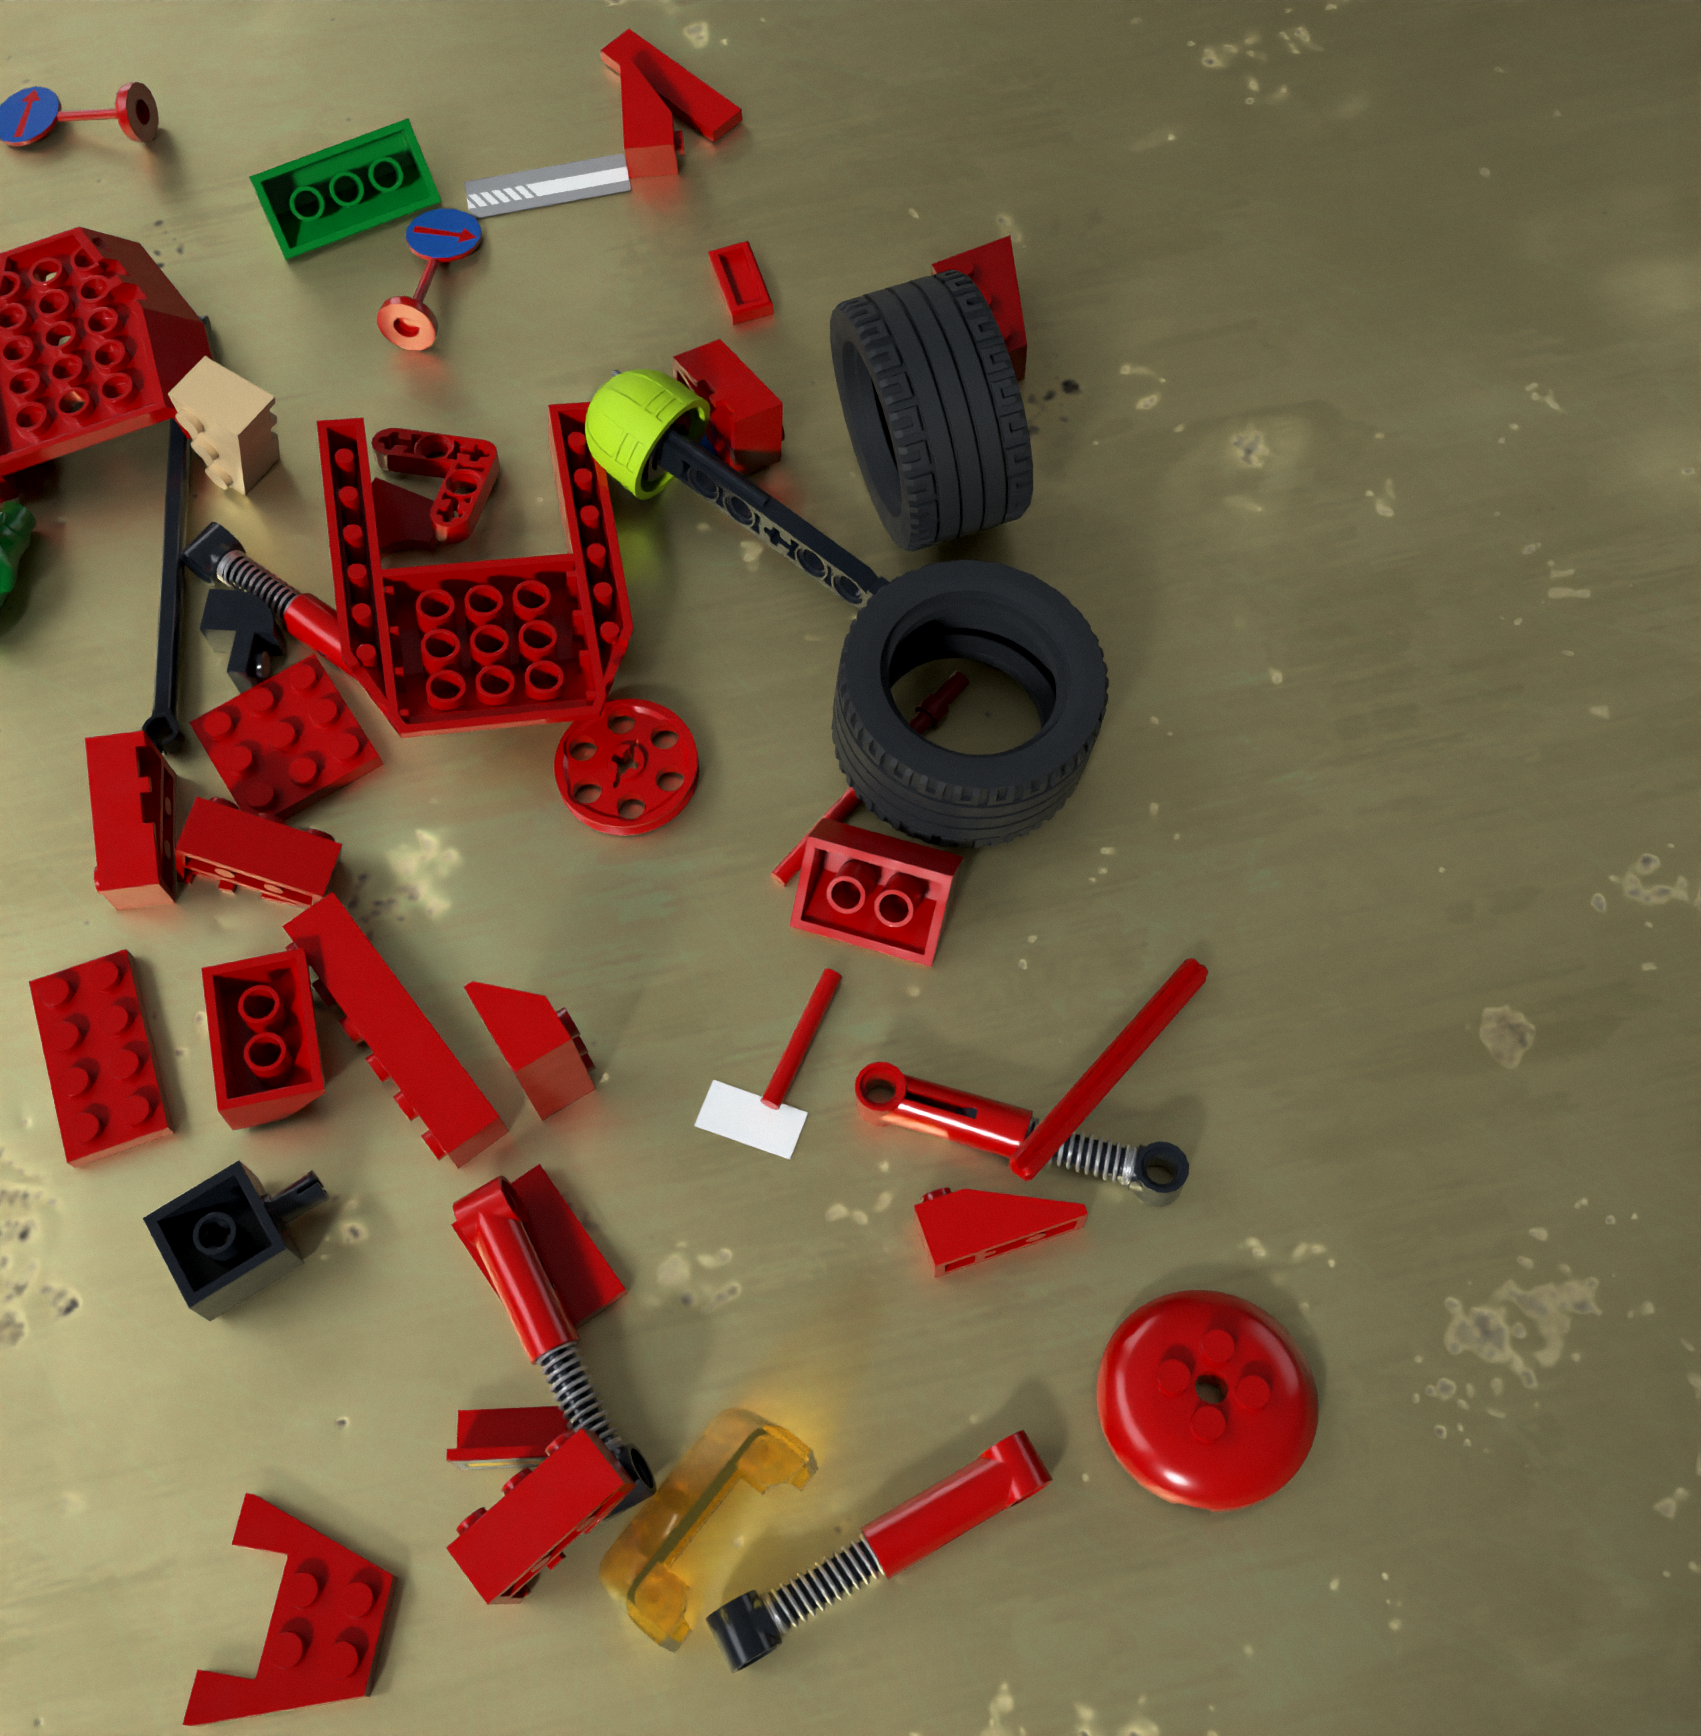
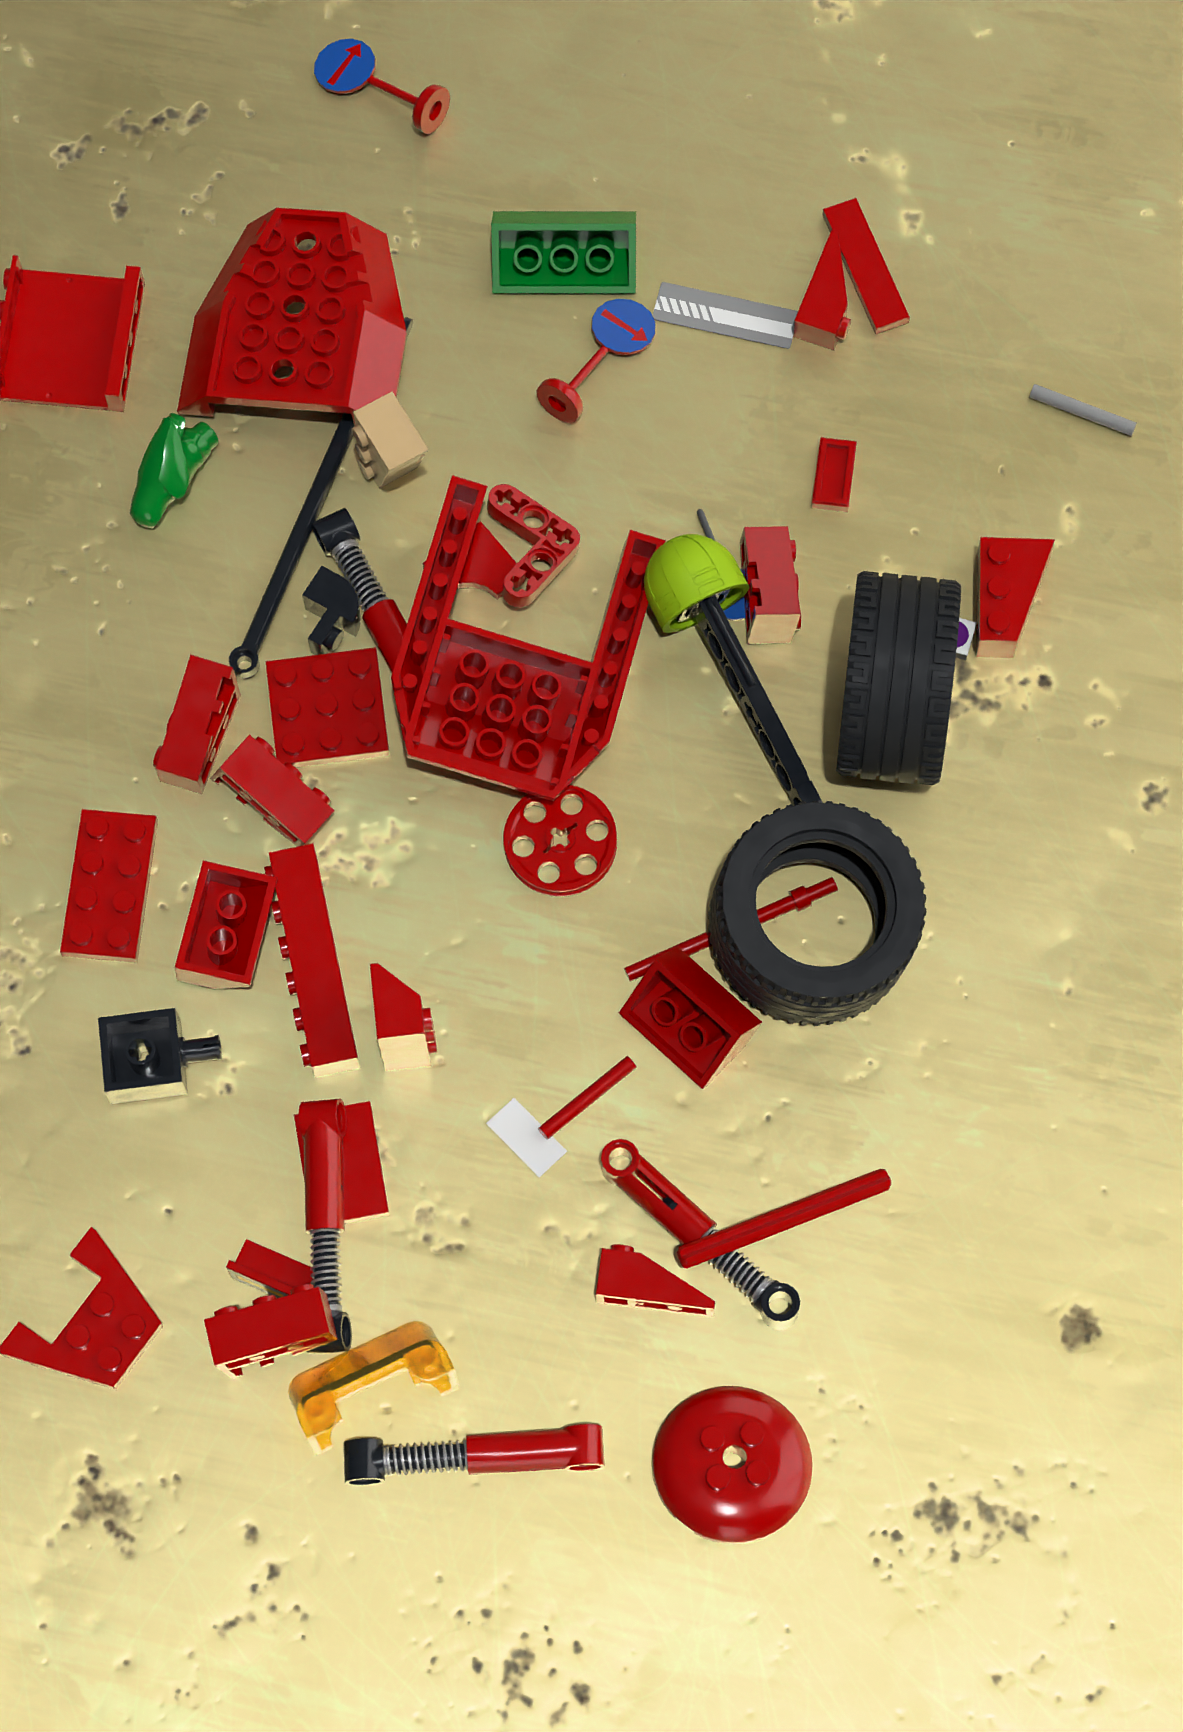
camera: 25 degrees right, 5 degrees up
(964, 124) = (1083, 410): none -> light grey bar

